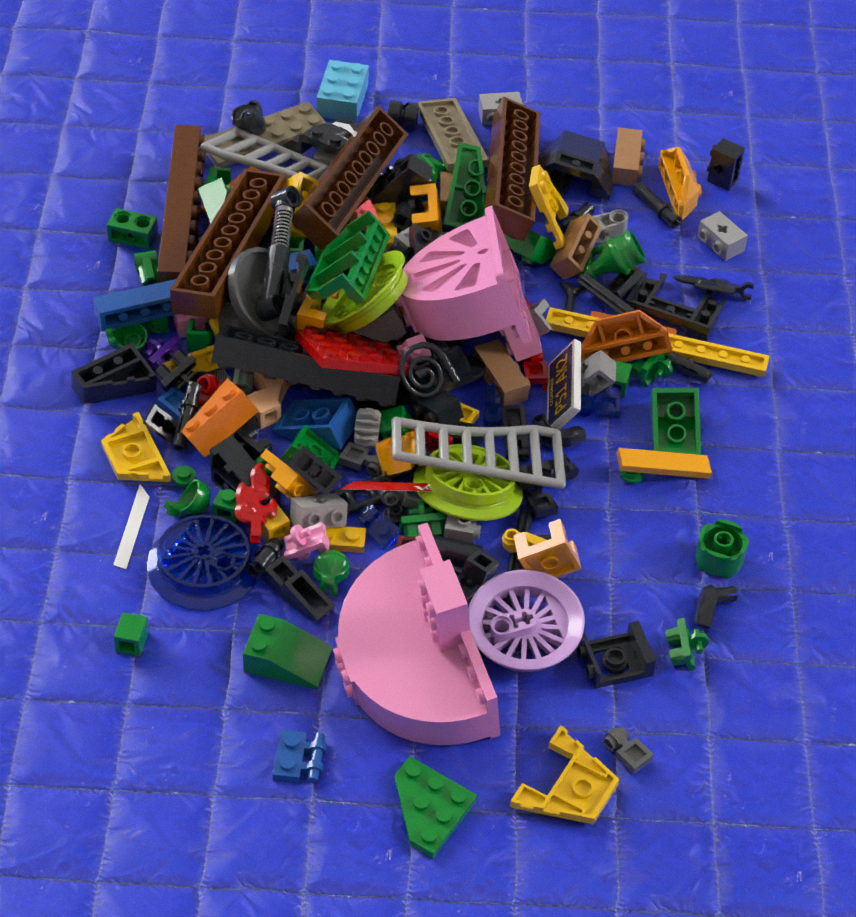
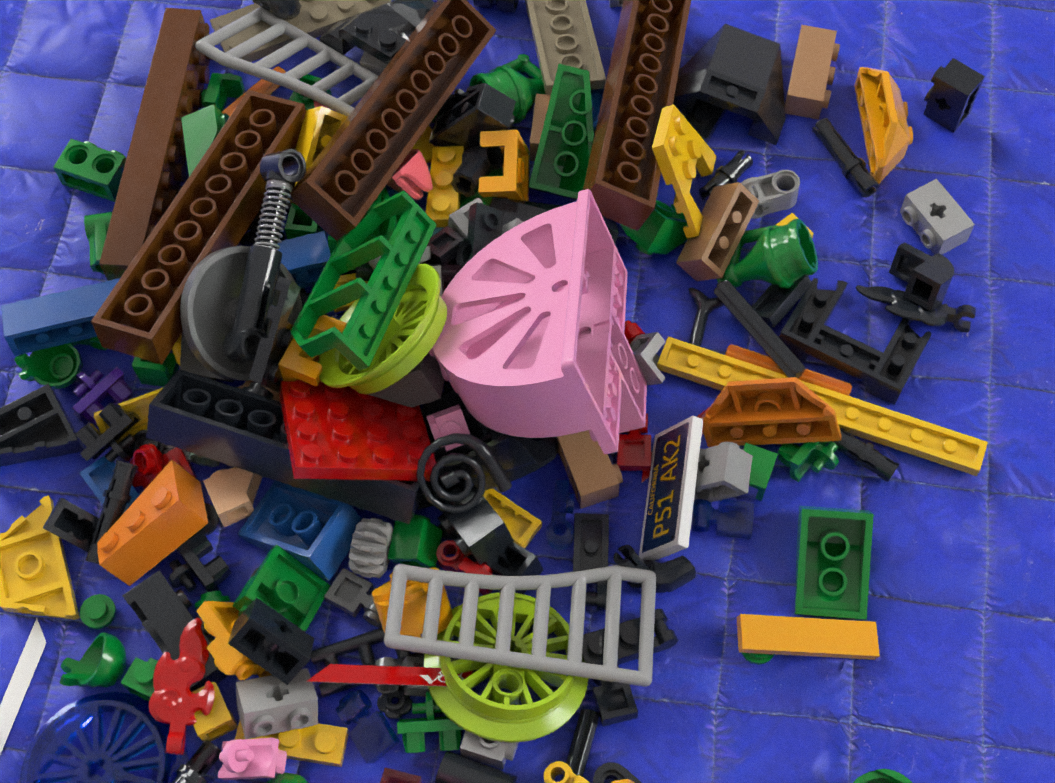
camera: 10 degrees right, 15 degrees up
(717, 266) = (926, 275): none -> black brick

